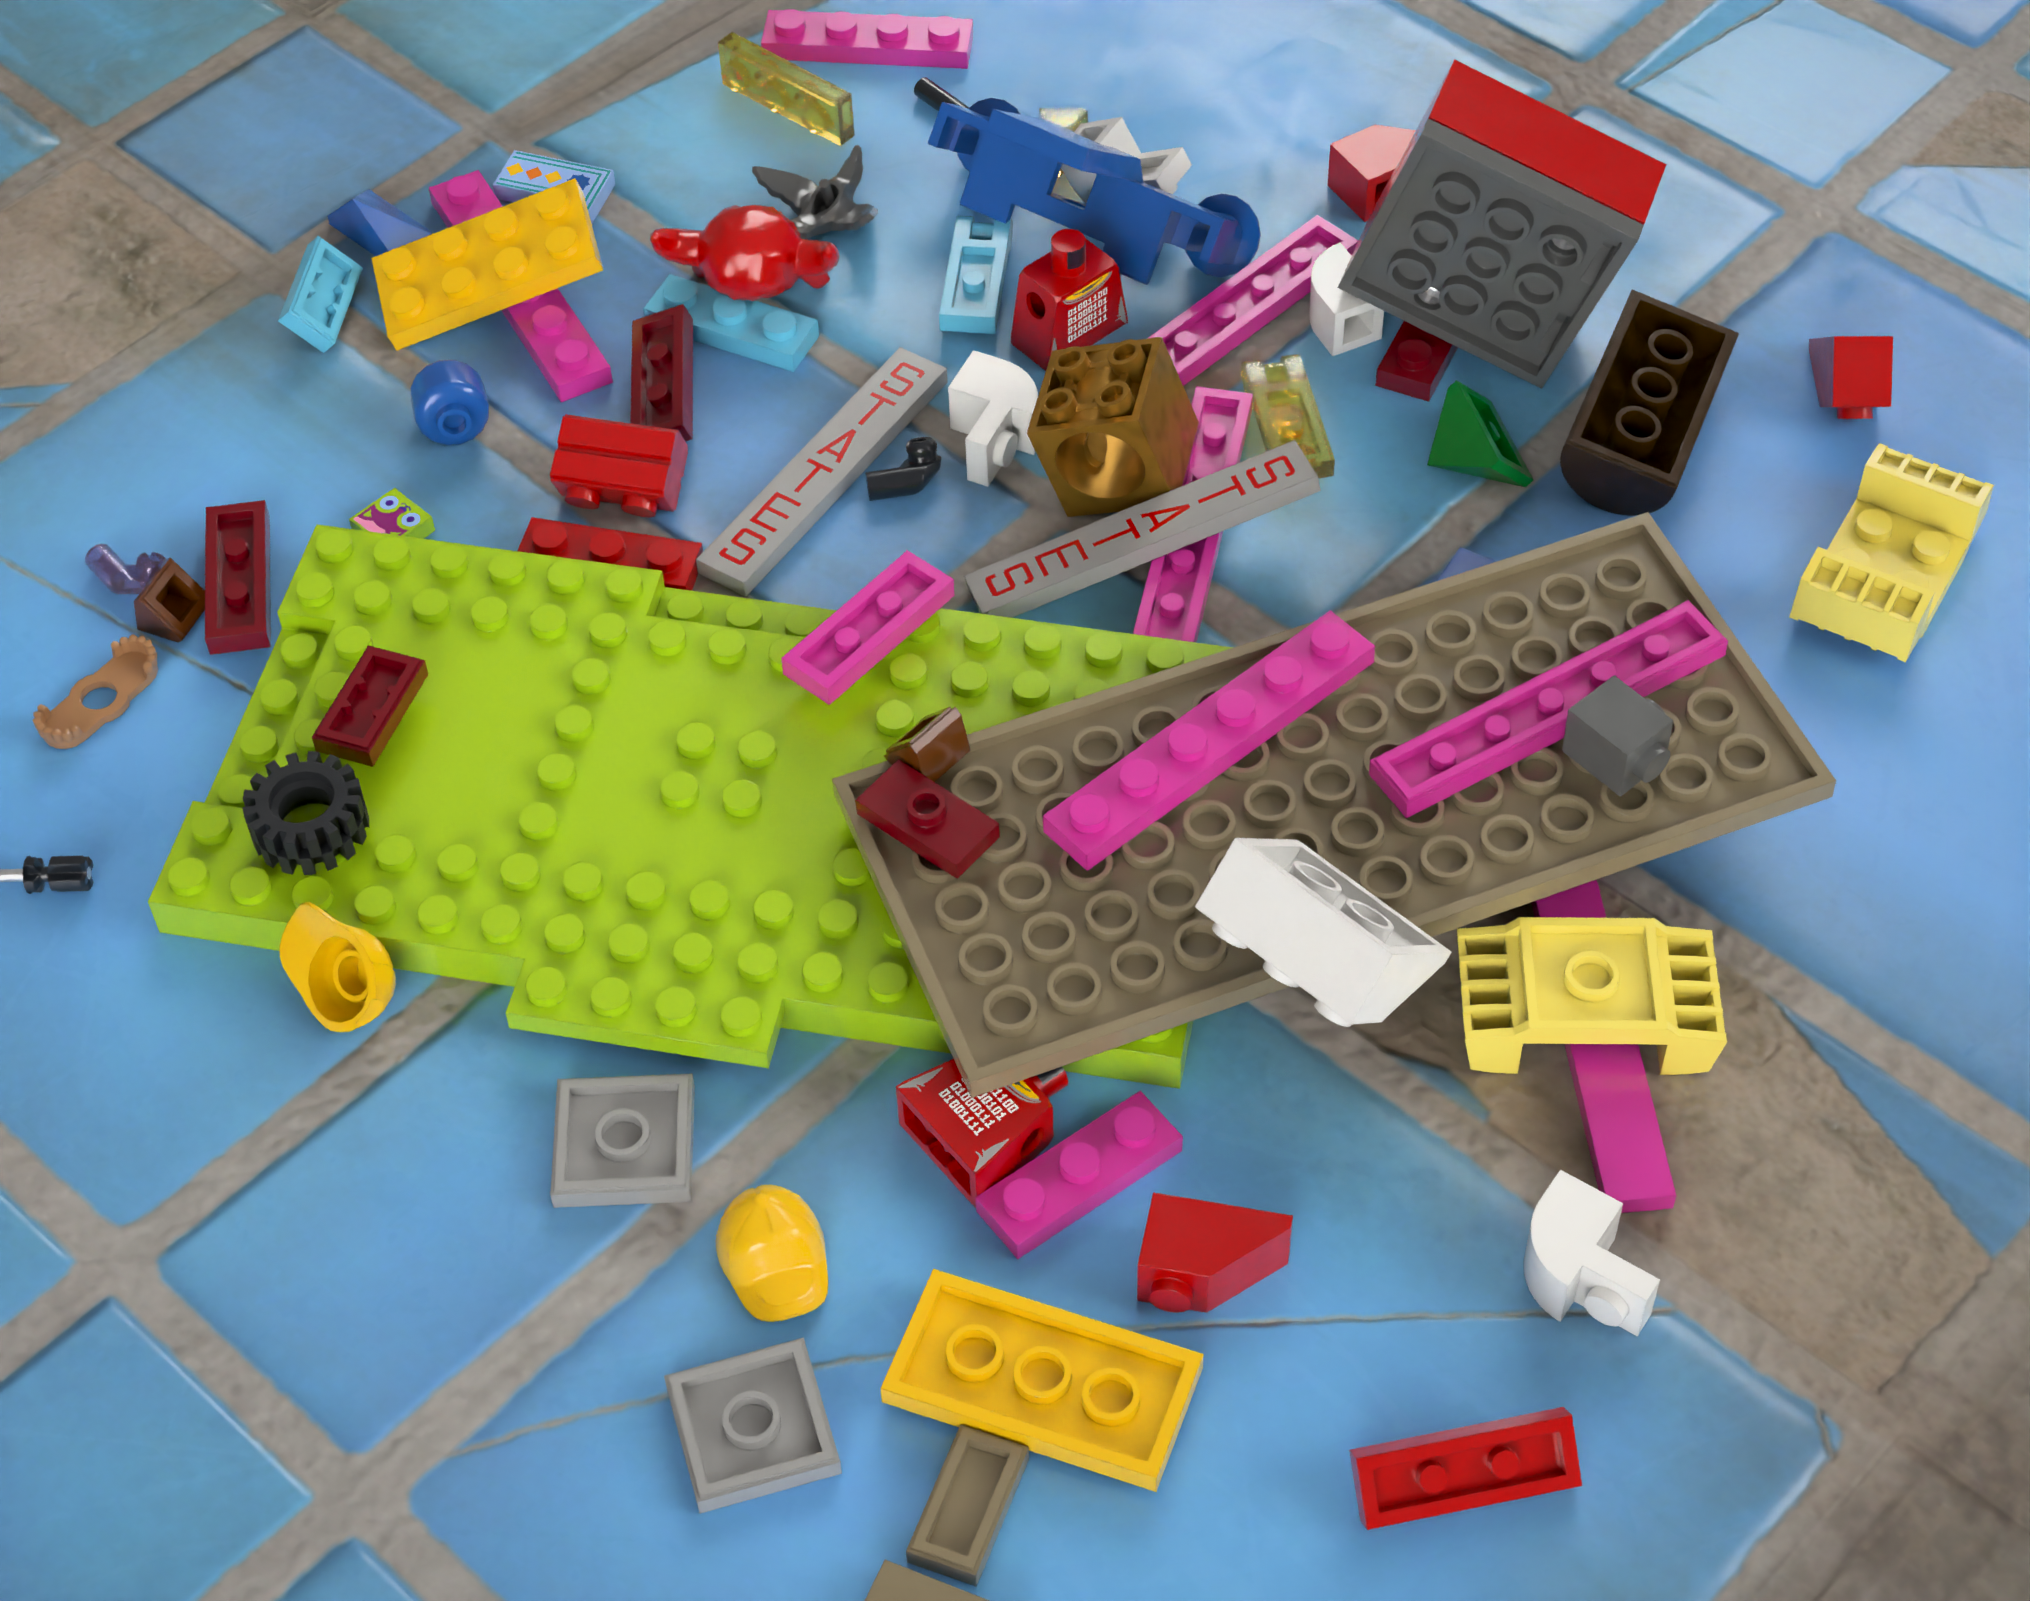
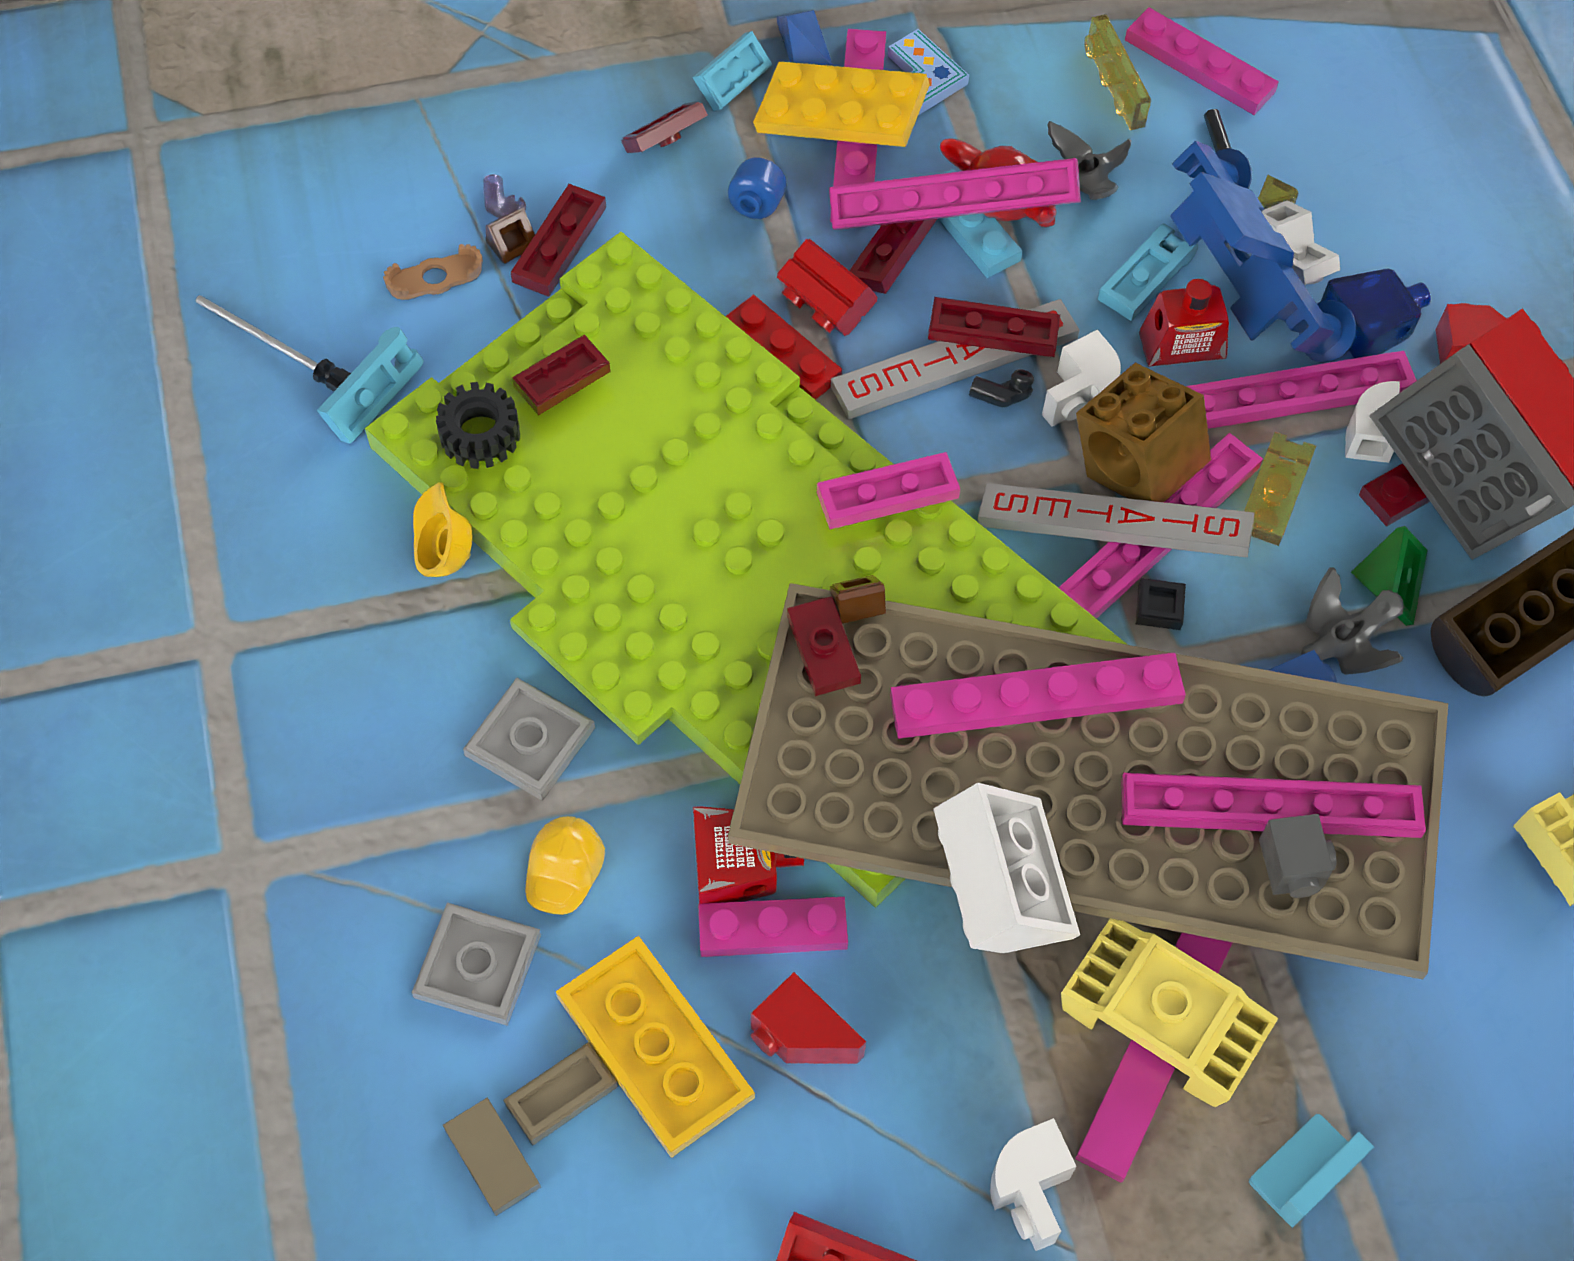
camera: 30 degrees right, 10 degrees up
(115, 855) = (371, 386): none -> medium azure plate
(281, 394) = (665, 128): none -> plate
(394, 515) = (673, 251): tile -> none
(704, 286) = (955, 194): none -> dark pink tile
(848, 410) = (994, 327): none -> dark red tile
(1252, 600) = (1160, 604): none -> black tile
(1265, 178) = (1381, 306): none -> clear blue torso
(1478, 519) = (1349, 635): none -> dark grey animal
(1855, 1071) = (1307, 1168): none -> medium azure panel

